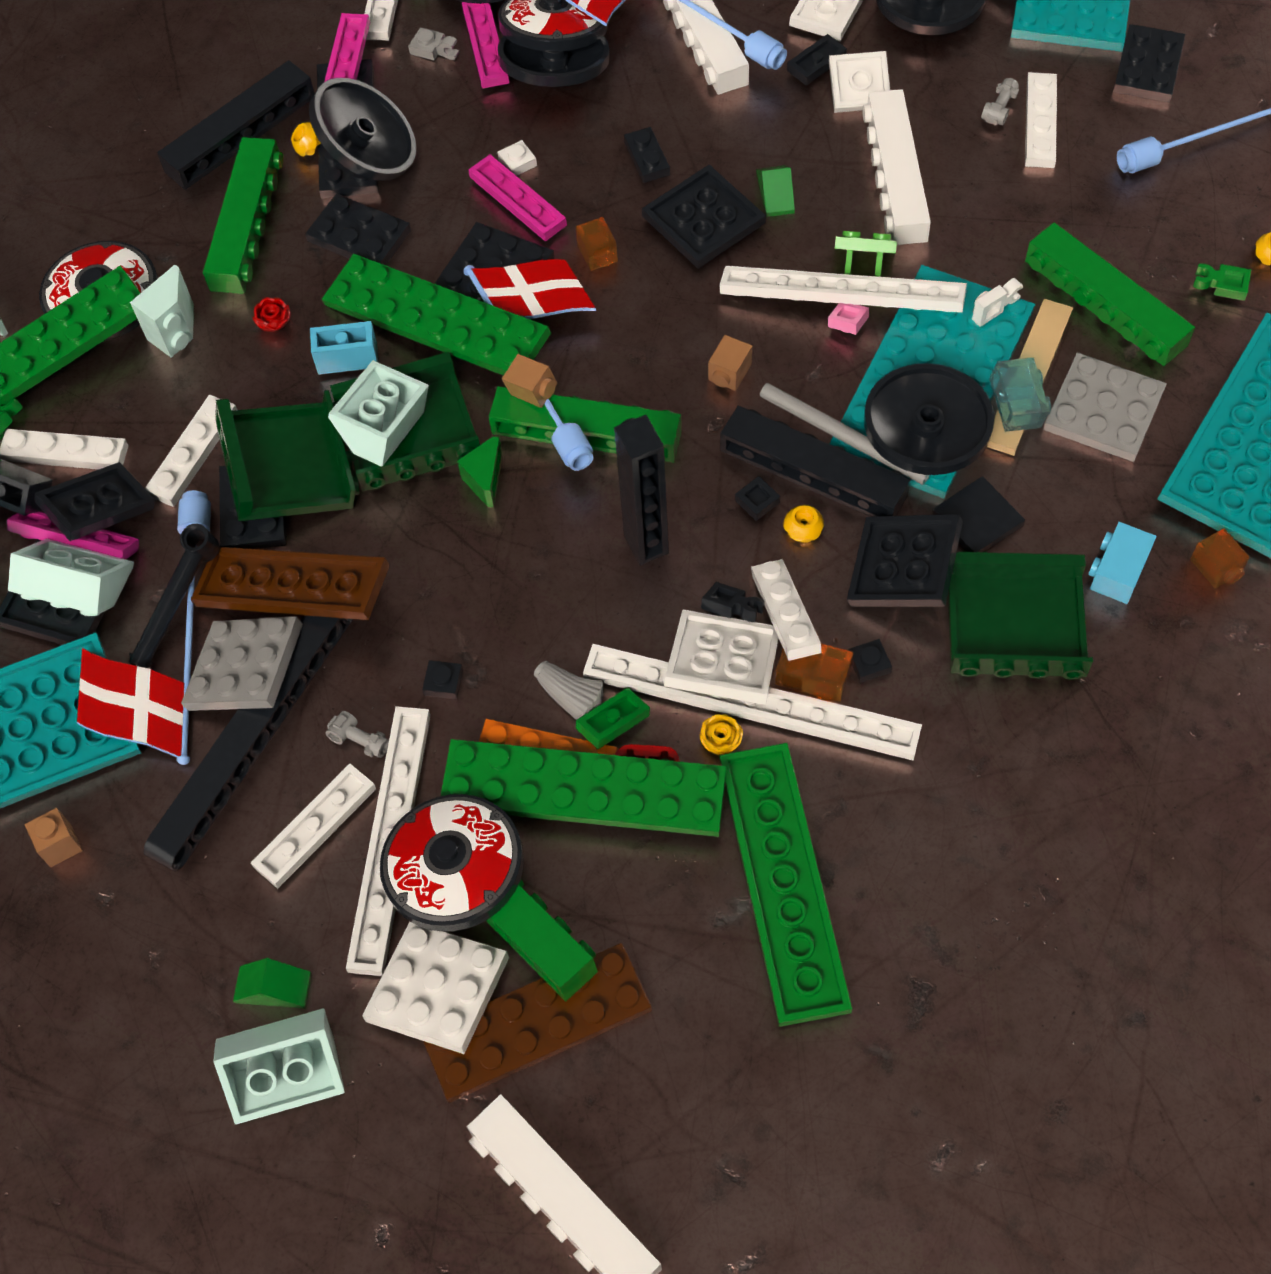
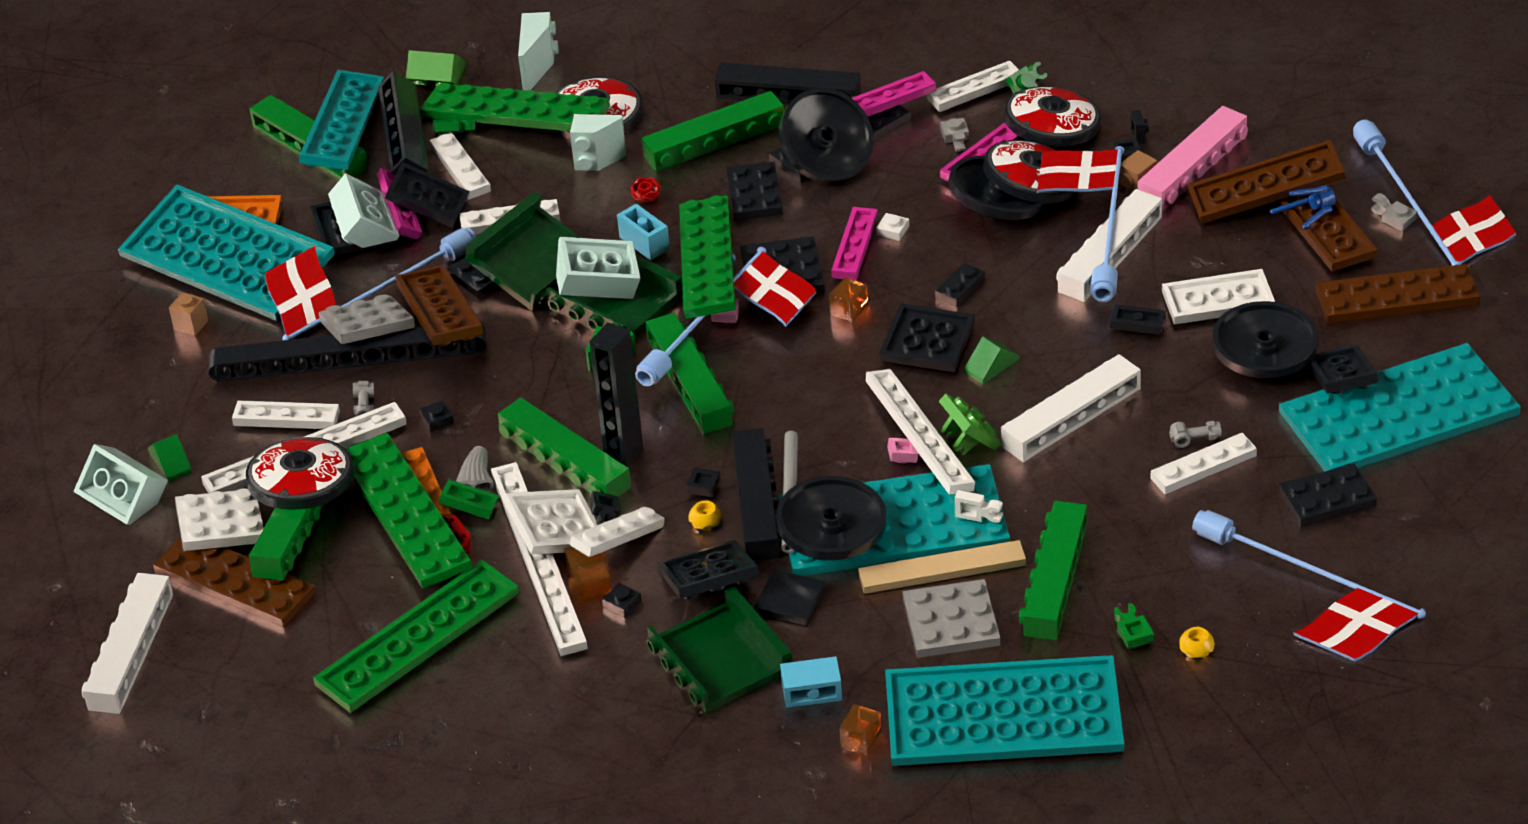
camera: 55 degrees right, 20 degrees down
(175, 591) = (429, 251): black piece -> none
(529, 380) = (681, 317): medium nougat brick -> none
(608, 592) = (563, 449): none -> green brick
(723, 725) = (501, 555): yellow plate -> none
(730, 363) = (804, 413): medium nougat brick -> none
(855, 77) = (1139, 346): white tile -> none
(1020, 394) = (904, 558): clear light blue brick -> none

